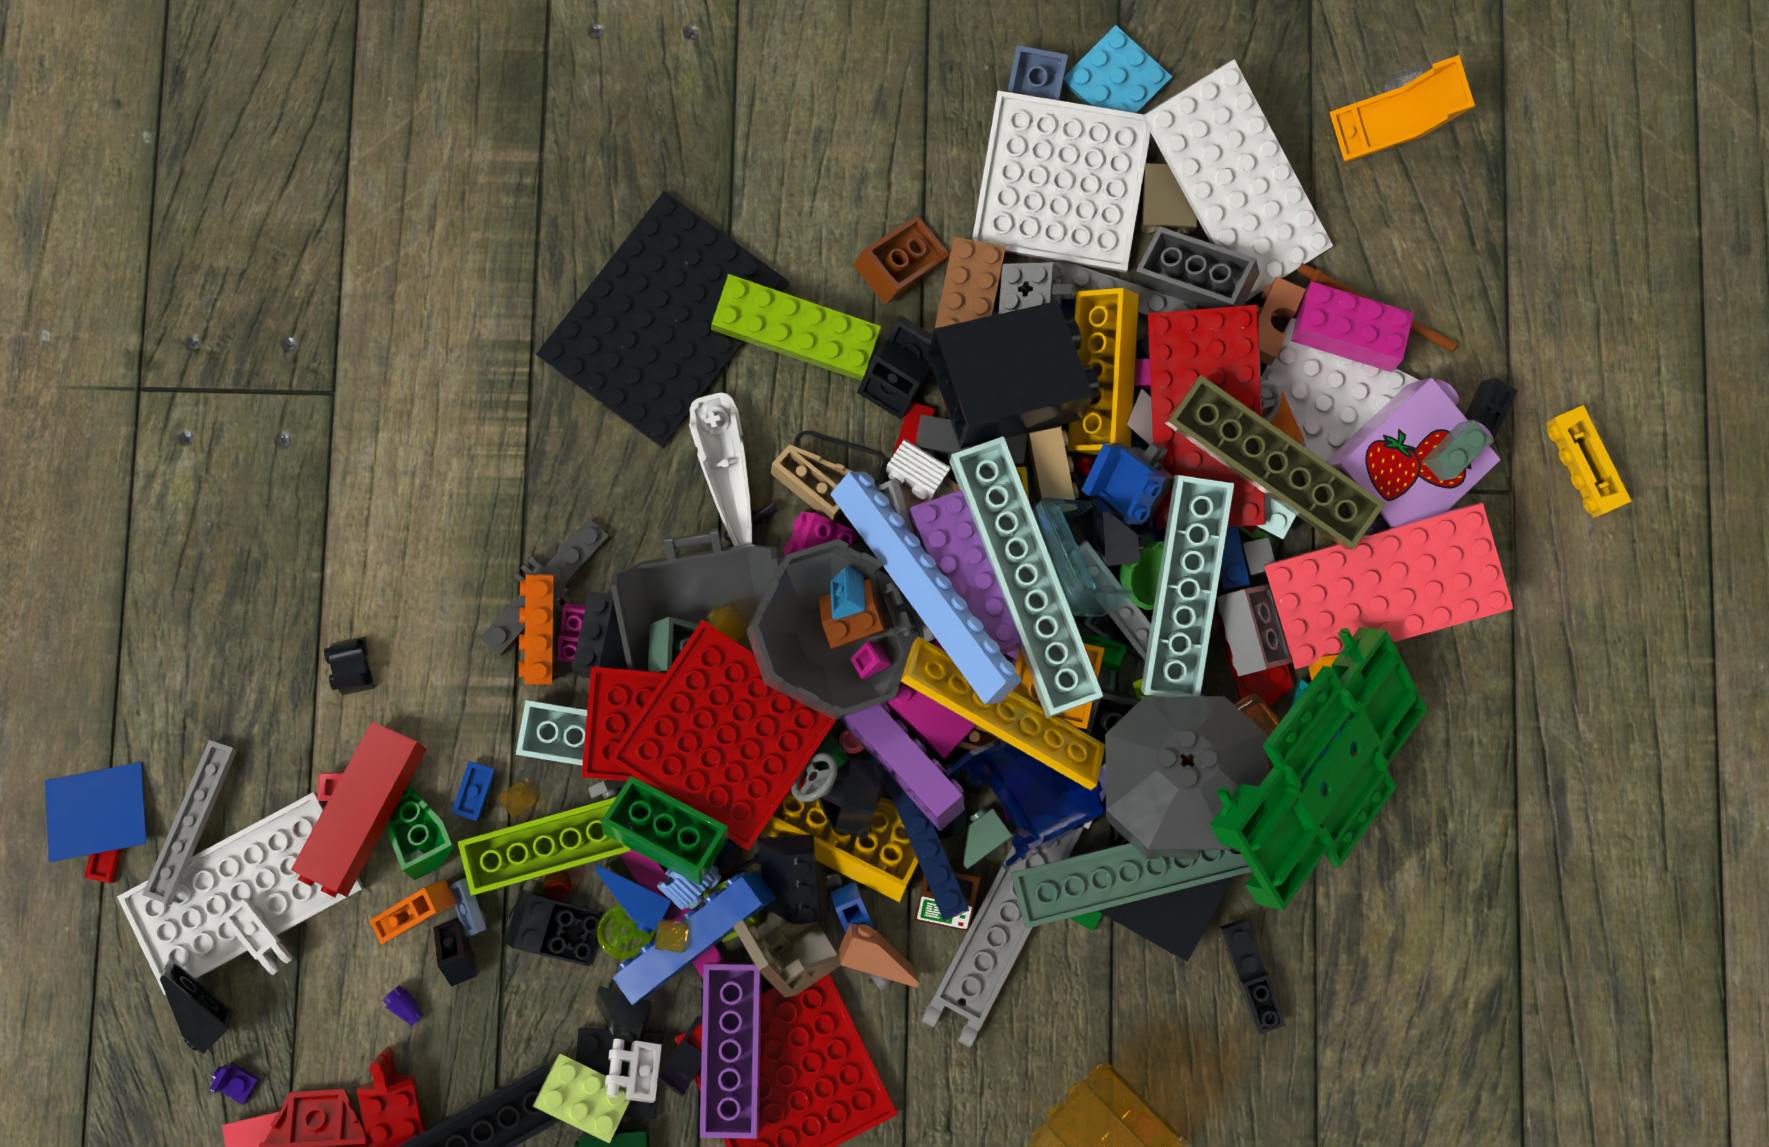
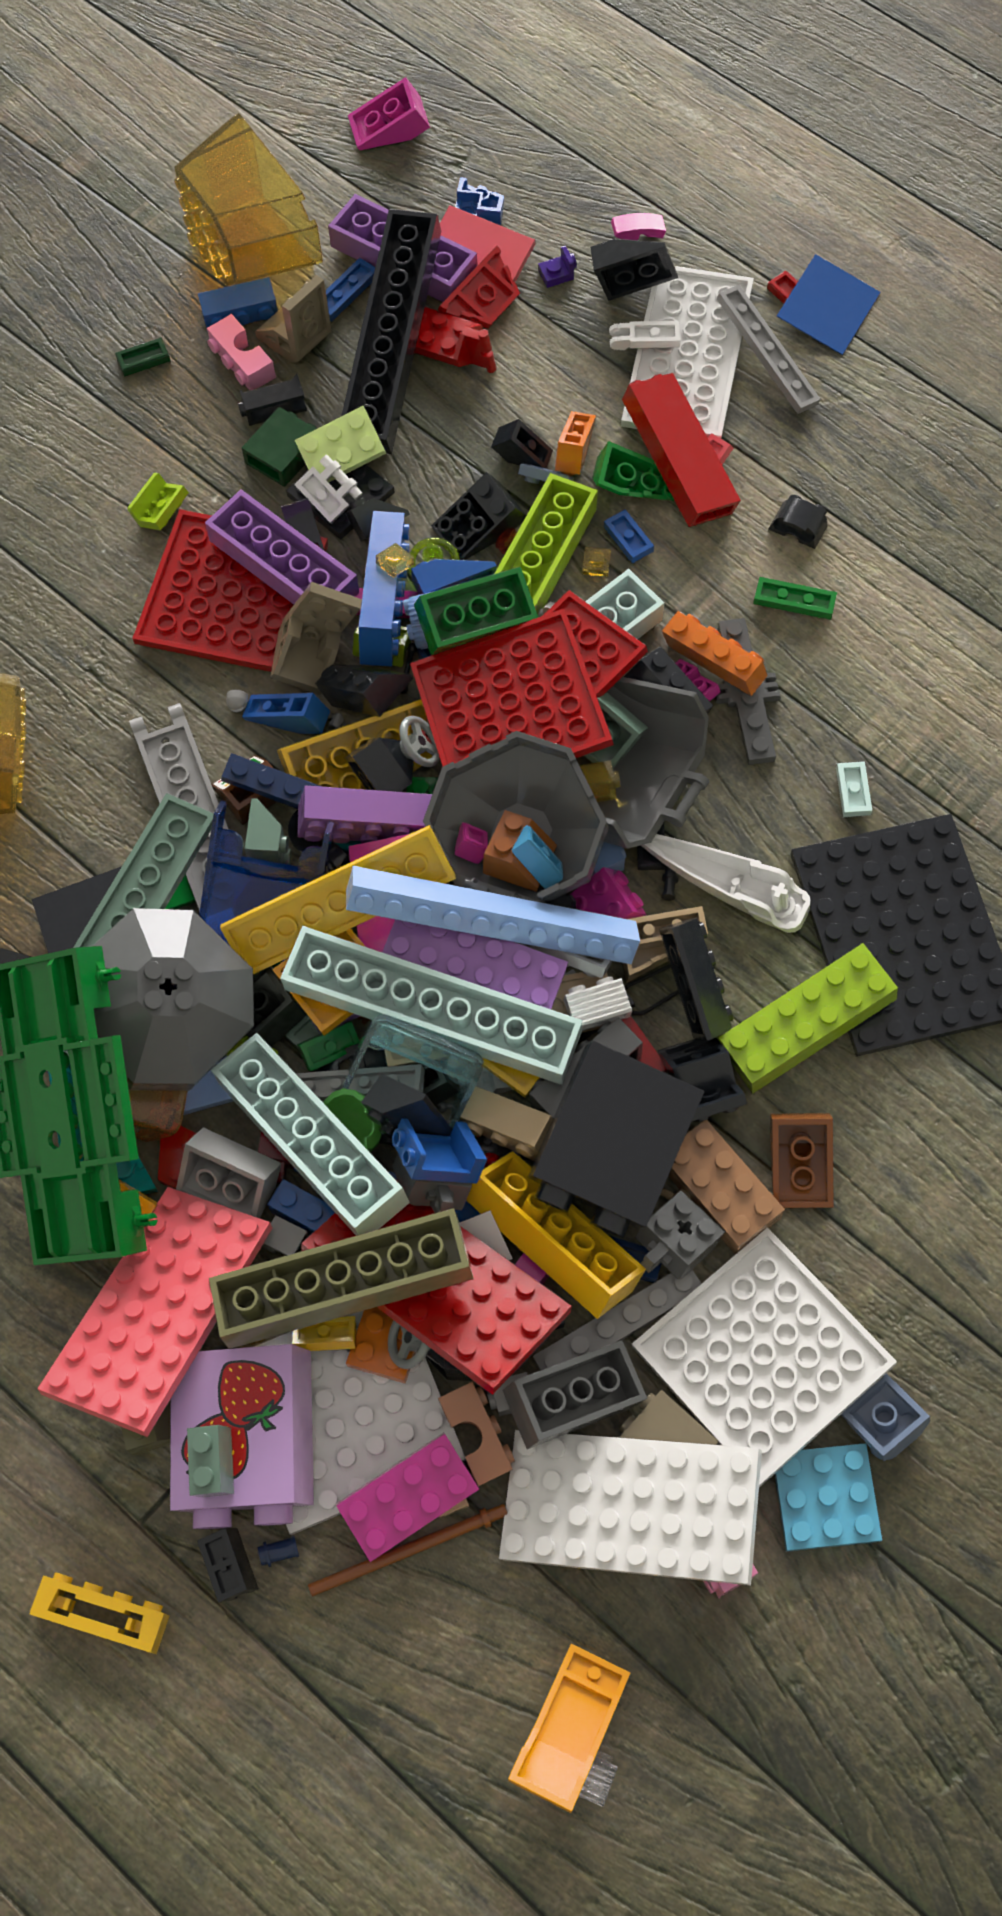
camera: 130 degrees right, 15 degrees down
(130, 1048) = (633, 225): none -> slope
(403, 1005) = (514, 394): dark purple cone -> none
(429, 612) = (795, 598): none -> green plate
(571, 439) = (854, 789): none -> light aqua plate
(833, 423) = (696, 979): none -> black slope
(871, 953) = (251, 702): nougat slope -> none
(1459, 387) = (277, 1551): none -> dark blue pin

